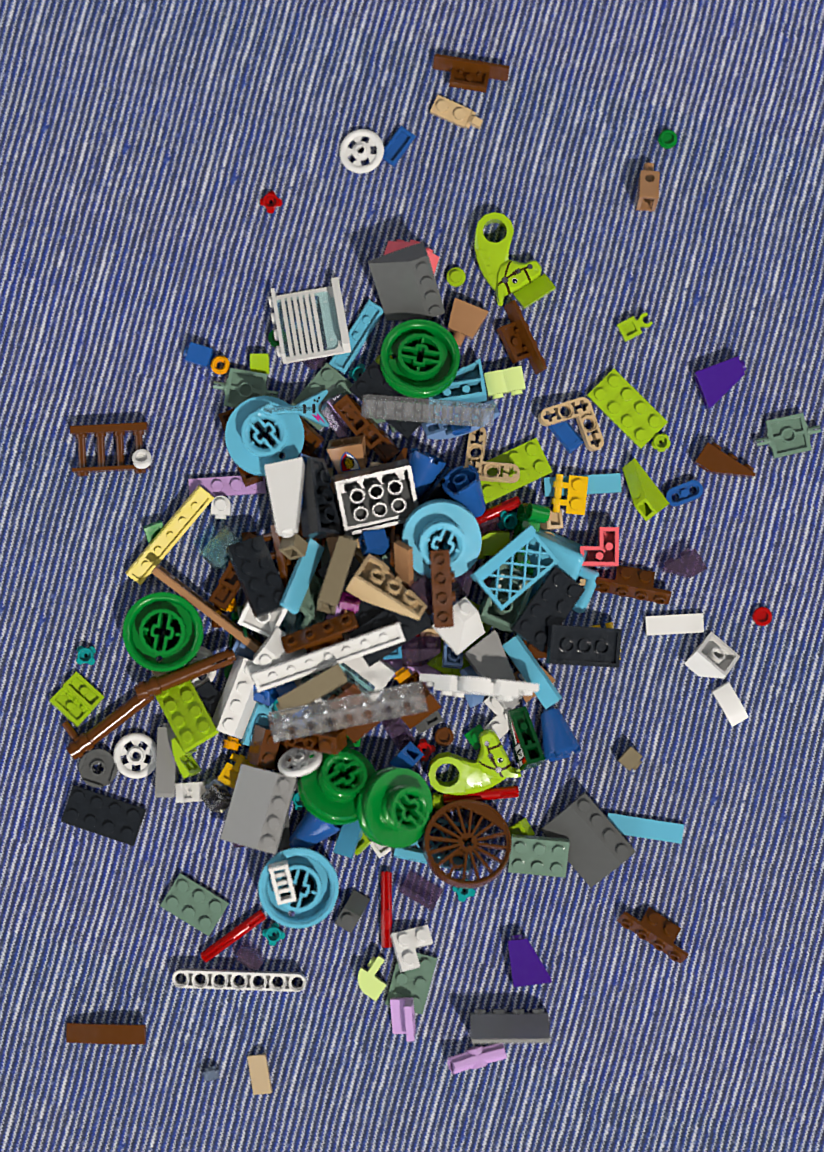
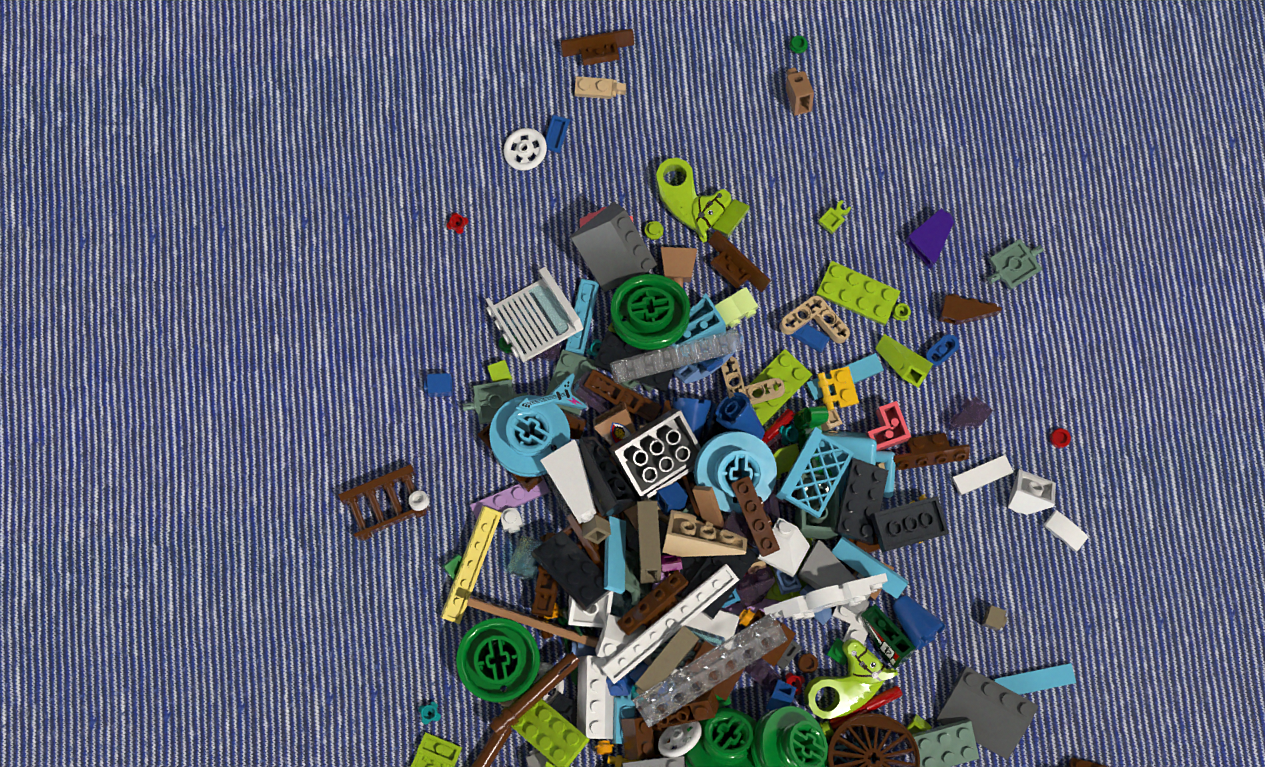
camera: 25 degrees left, 10 degrees down
(216, 360) = (462, 381): light orange plate -> none

